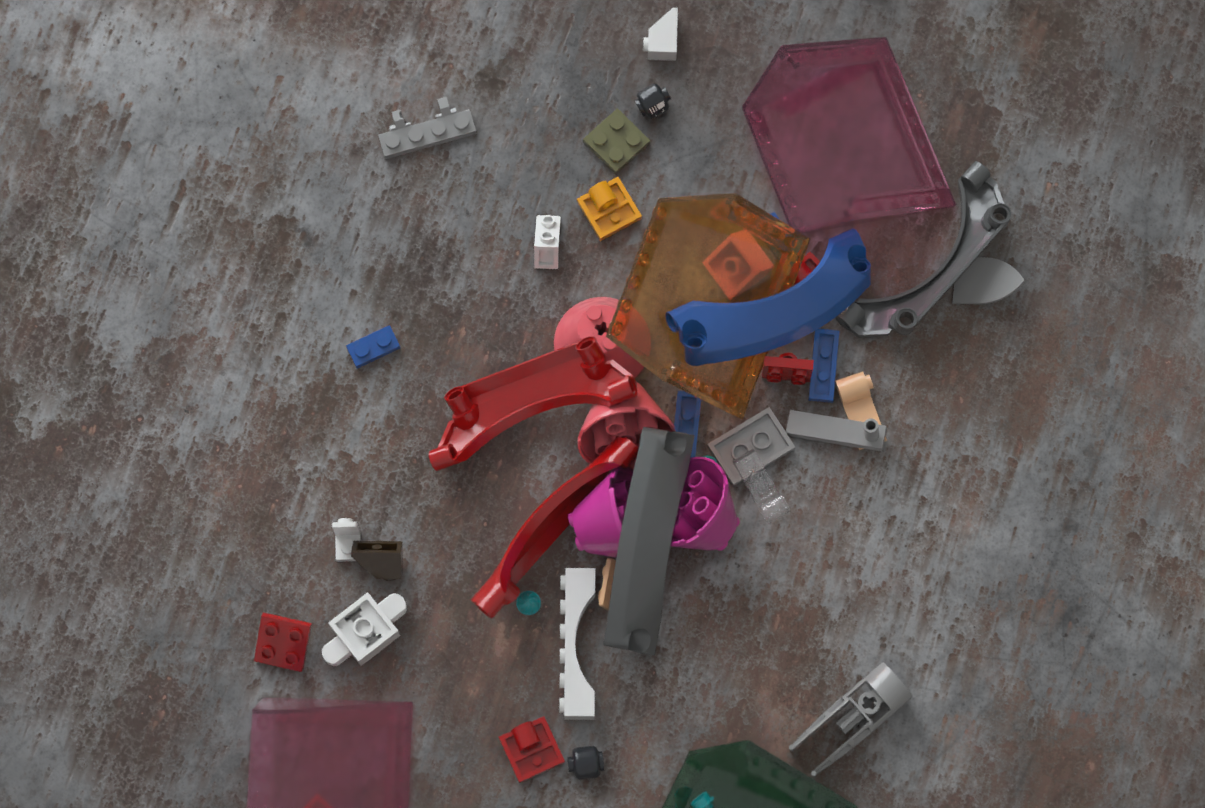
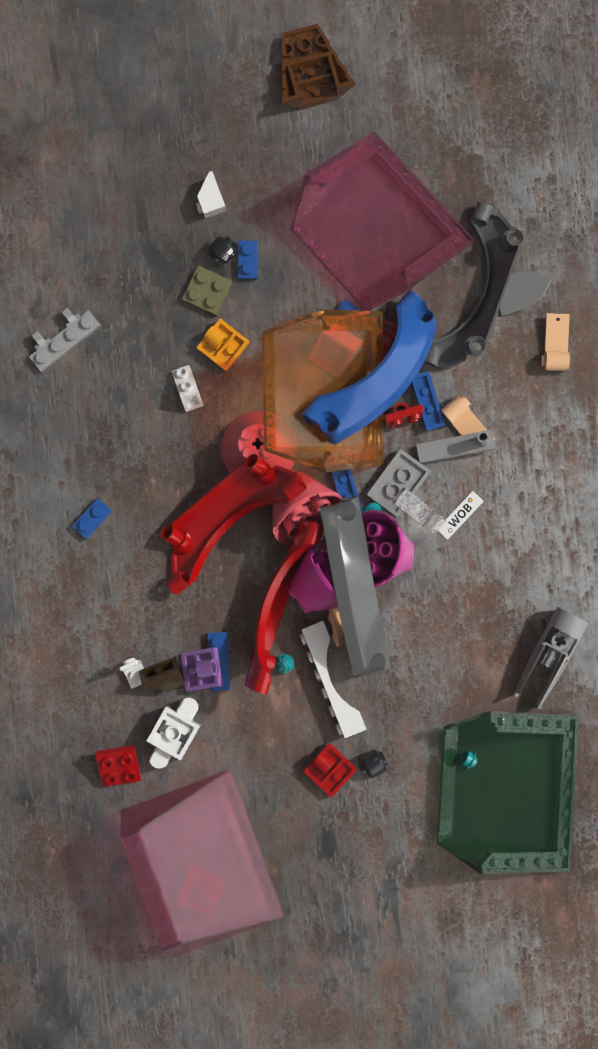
camera: 20 degrees left, 10 degrees up
(428, 568) = (201, 669): none -> medium lavender plate
(452, 570) = (220, 641): none -> blue plate
(678, 124) = (248, 260): none -> blue plate
(810, 513) = (460, 514): none -> white sticker
(1005, 357) = (556, 343): none -> light nougat door

